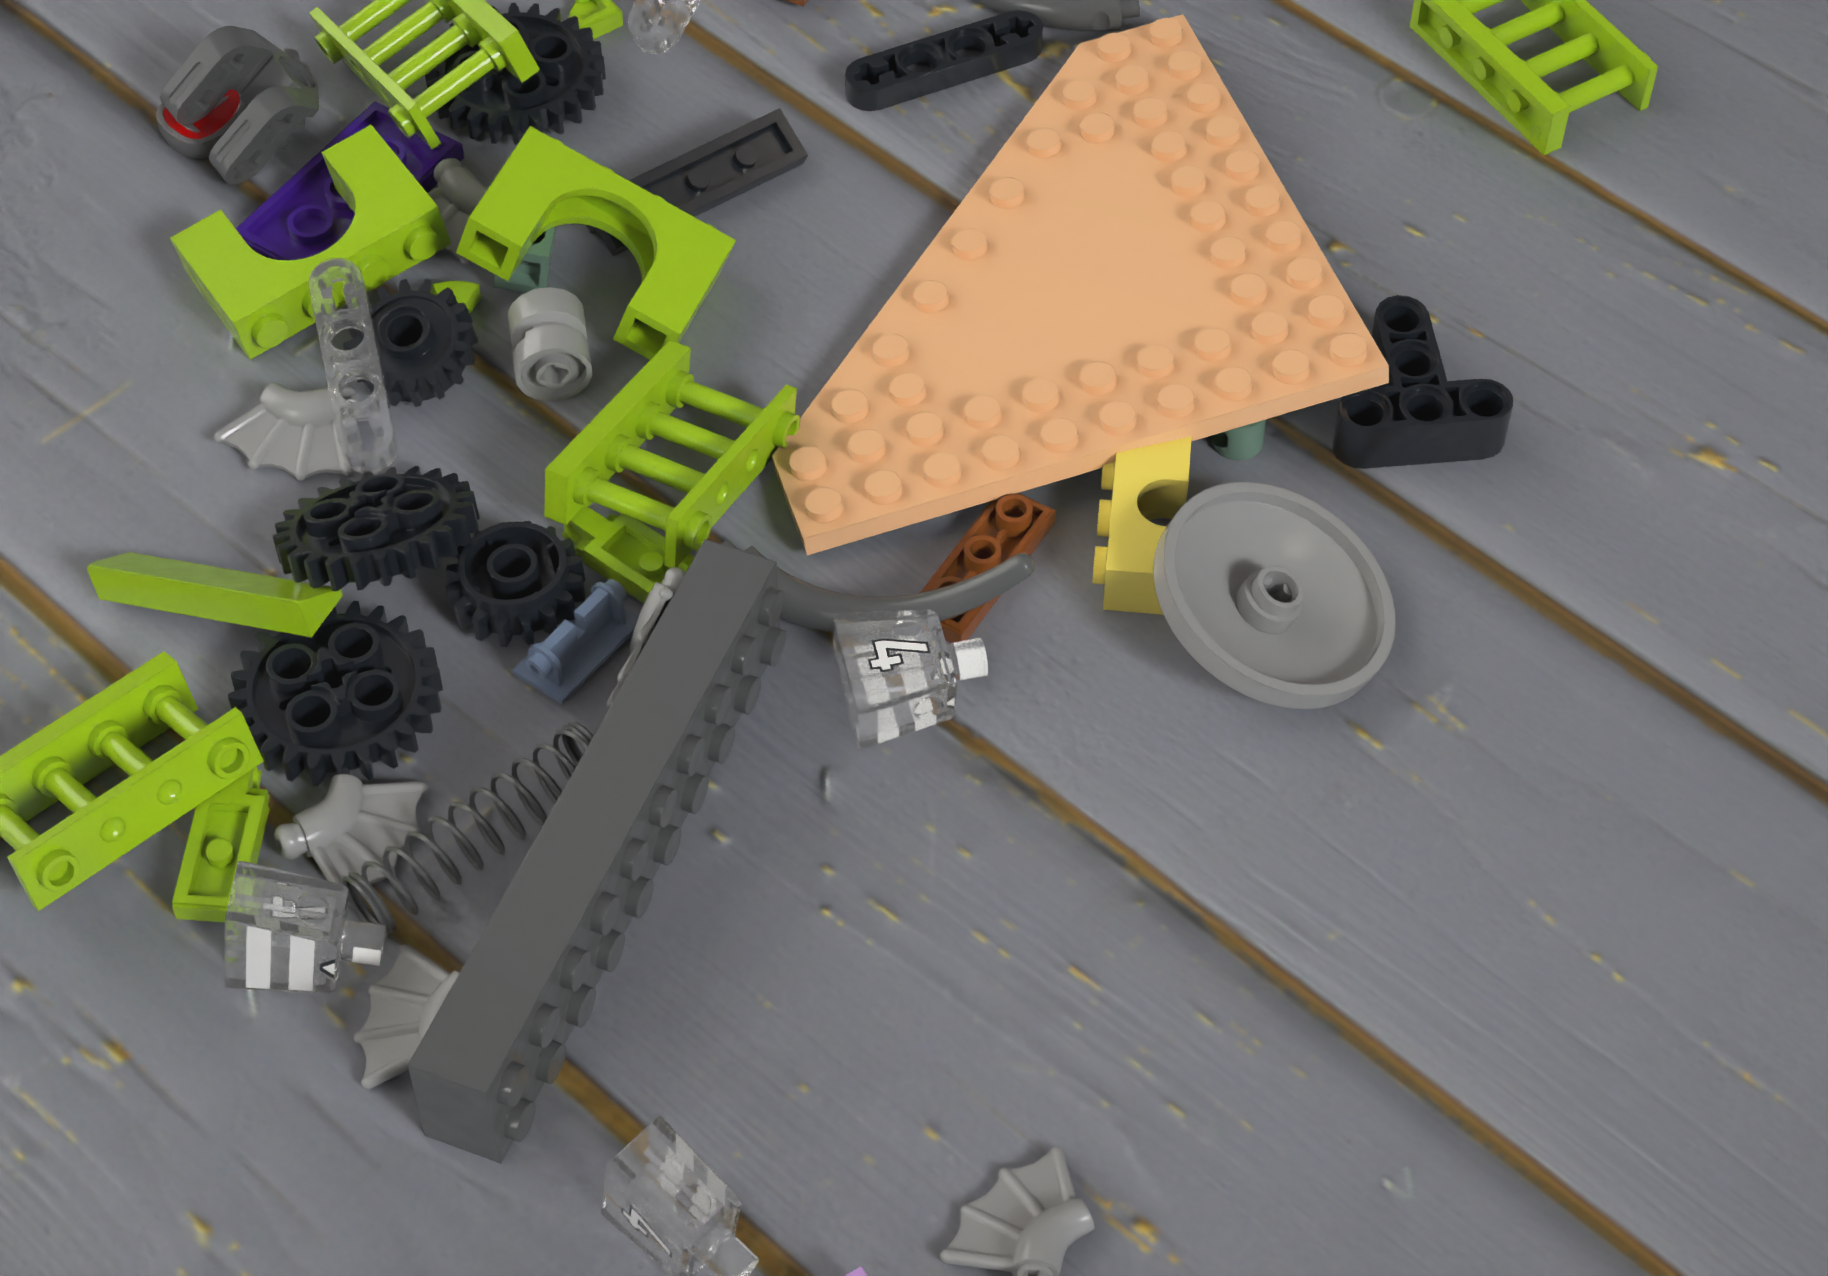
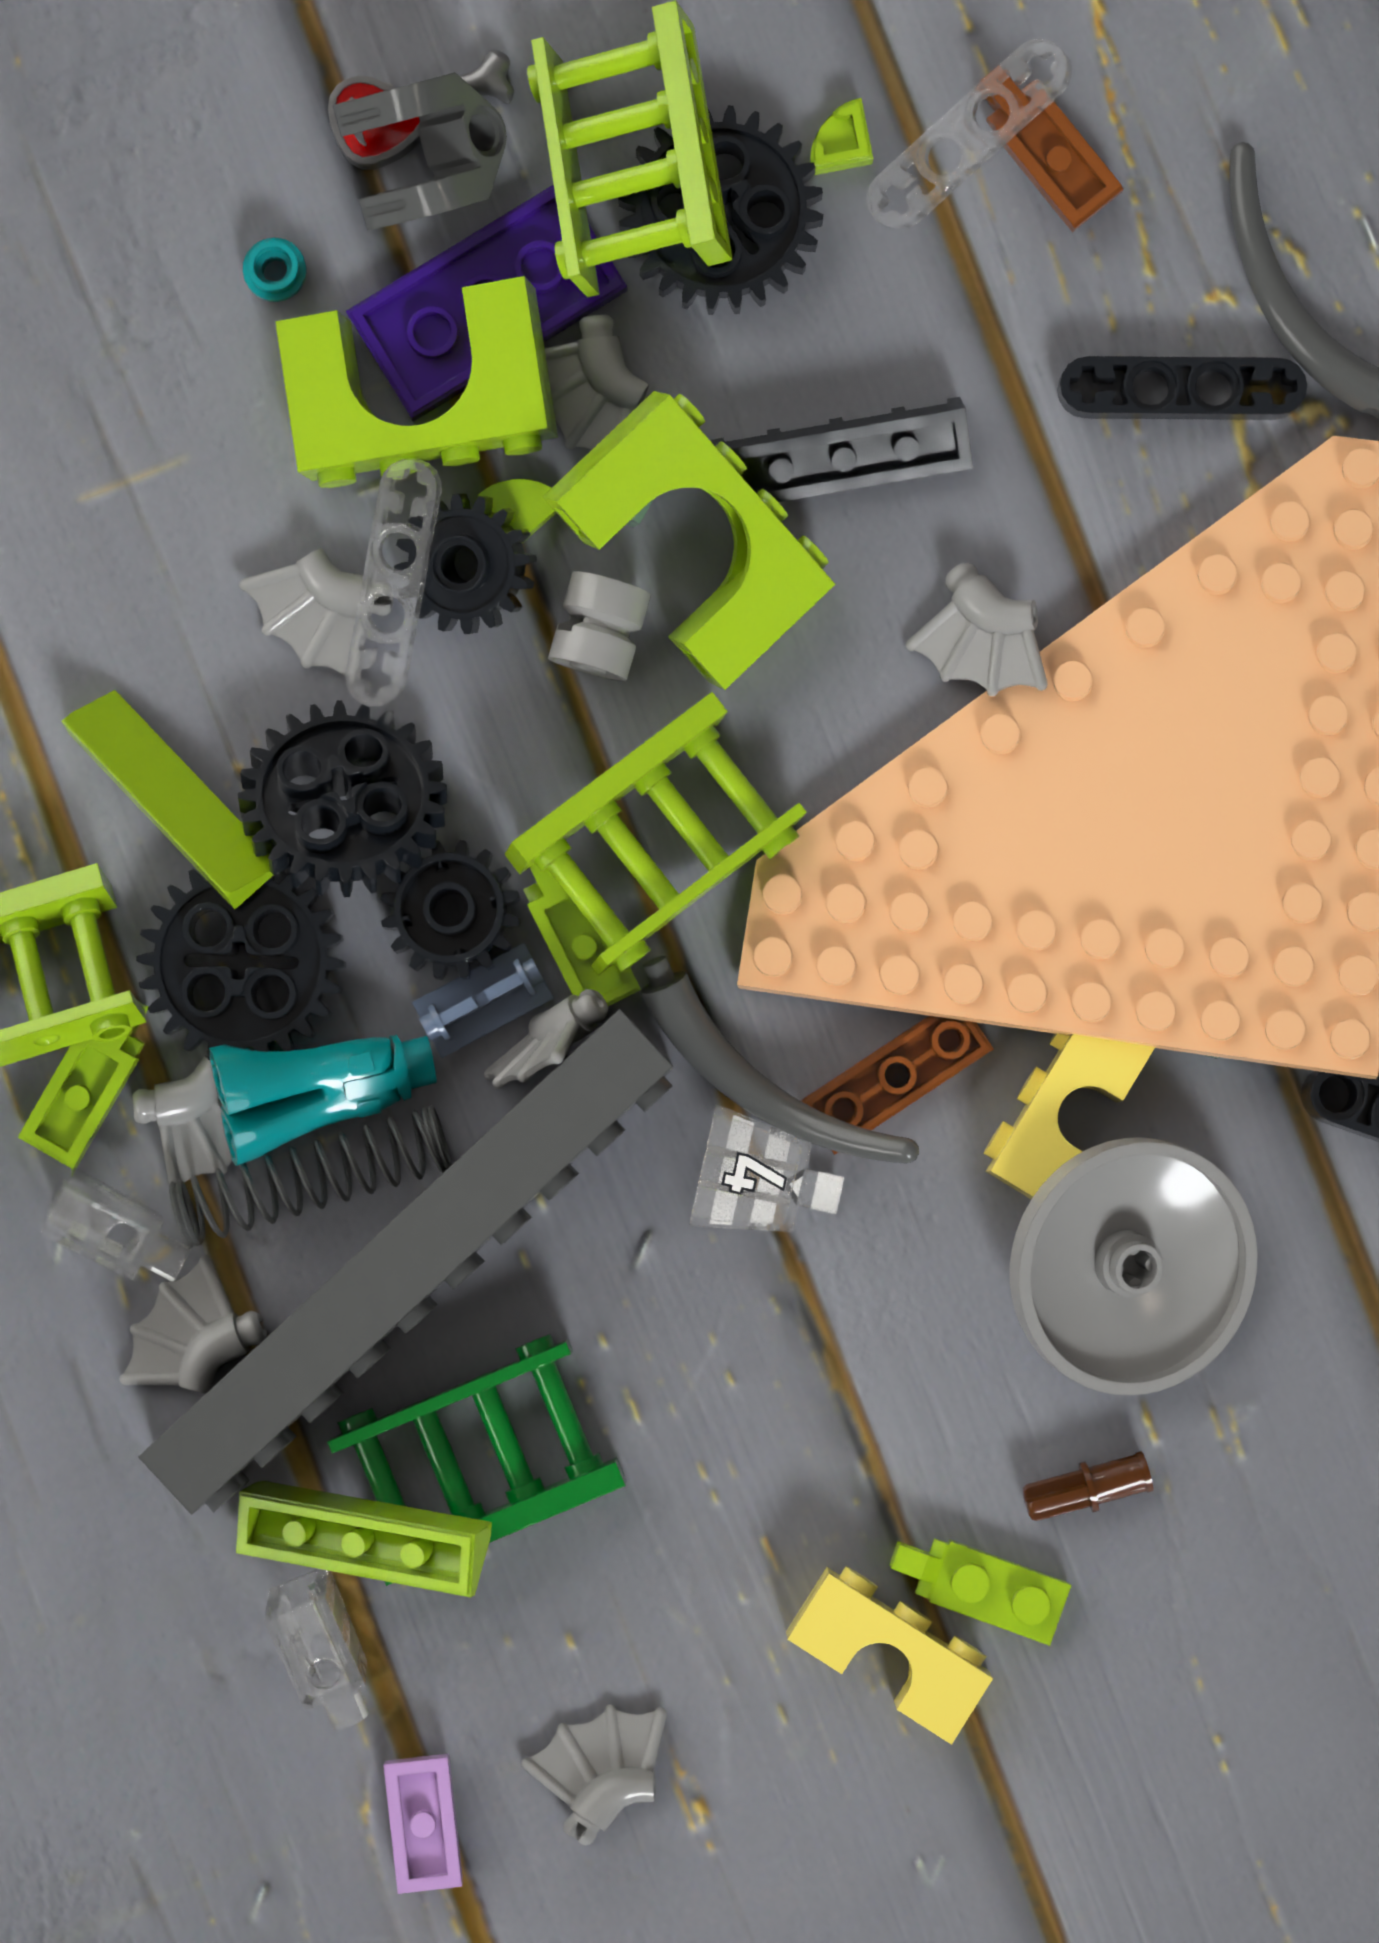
camera: 25 degrees right, 35 degrees up
(152, 227) = (266, 252): none -> teal plate
(478, 732) = (294, 1092): none -> teal piece
(672, 1085) = (362, 1537): none -> lime slope
(777, 1054) = (527, 1497): none -> green fence
(877, 246) = (982, 635): none -> light grey arm
(1299, 914) = (985, 1587): none -> lime hinge
(1300, 987) = (942, 1677): none -> light yellow arch
(1345, 792) = (1088, 1487): none -> reddish brown axle

